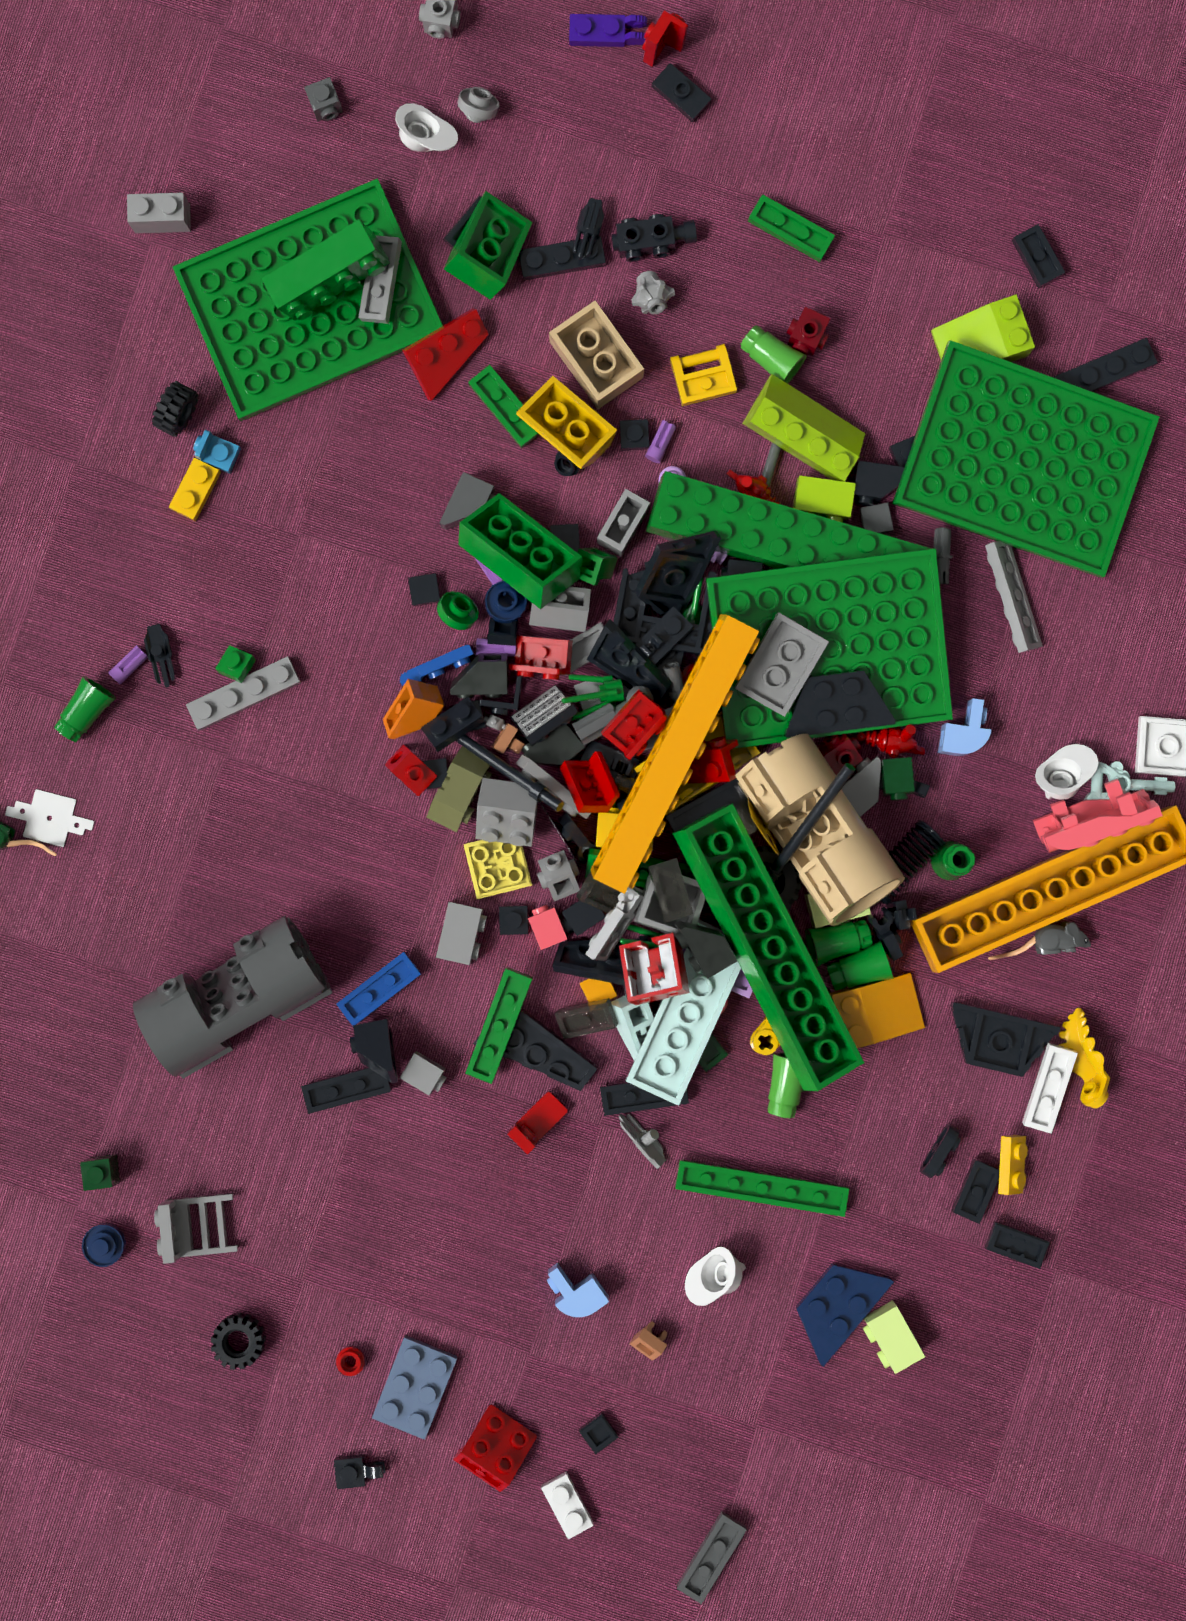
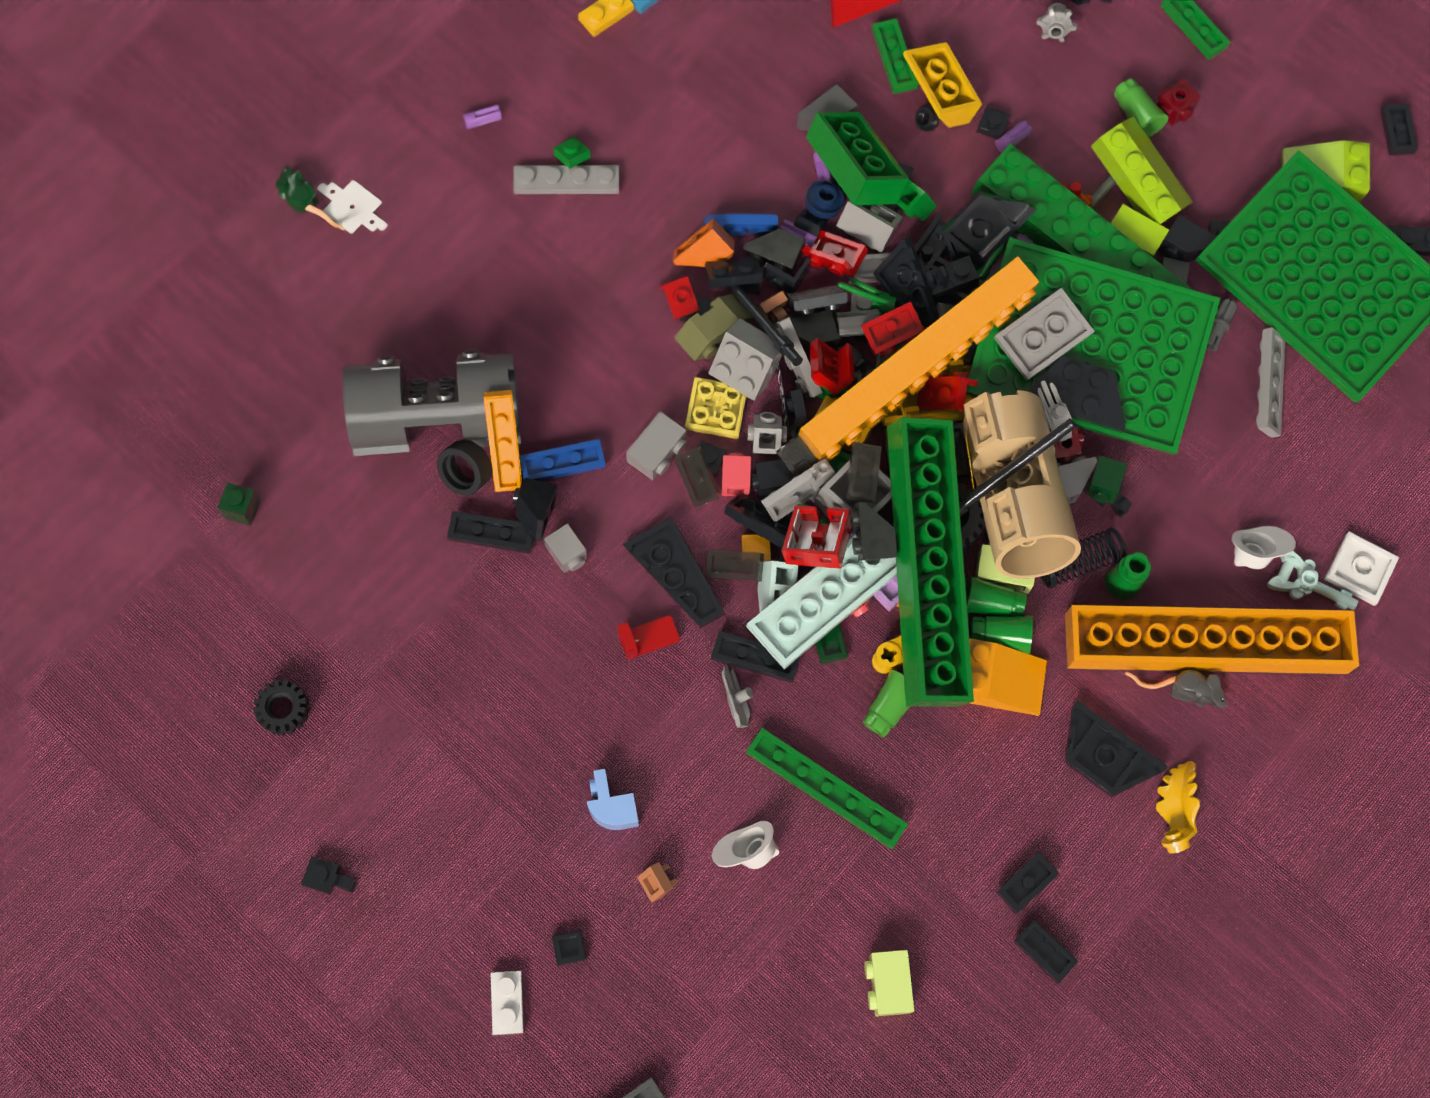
camera: 20 degrees right, 15 degrees down
(83, 709) = (427, 131): green plant -> none
(103, 1245) = (208, 569): dark blue plate -> none
(159, 651) = (512, 118): black piece -> none
(176, 1228) = (278, 585): light grey plate -> none
(292, 1042) = (475, 457): none -> black tyre
(317, 1007) = (503, 440): none -> light orange tile
(346, 1369) = (369, 765): red plate -> none
(414, 1387) = (419, 825): sand blue plate -> none
(424, 589) = (759, 165): black tile -> none
(457, 610) = (780, 189): green plate -> none
(494, 722) = (768, 290): light grey piece -> none
(496, 1448) = (464, 915): red bracket -> none
(499, 1025) = (654, 533): green plate -> none
(513, 947) = (697, 477): none -> clear smoke plate
(596, 354) = (989, 46): tan brick -> none
(623, 523) = (953, 179): light grey brick -> none
(705, 383) = (1070, 107): yellow plate -> none
(825, 740) = (1056, 413): none -> light grey piece
(838, 1306) = (850, 932): dark blue wing -> none
(889, 938) = (1041, 616): black plate -> none
(893, 740) = (1117, 451): red piece -> none
(901, 915) = (1057, 601): black plate -> none
(934, 1161) = (1018, 824): black plate -> none
(965, 739) = (1180, 480): light blue brick -> none
(1012, 1164) = (1071, 872): yellow plate -> none
(1049, 1088) = (1136, 817): white plate -> none
(1095, 819) = (1265, 592): coral piece -> none

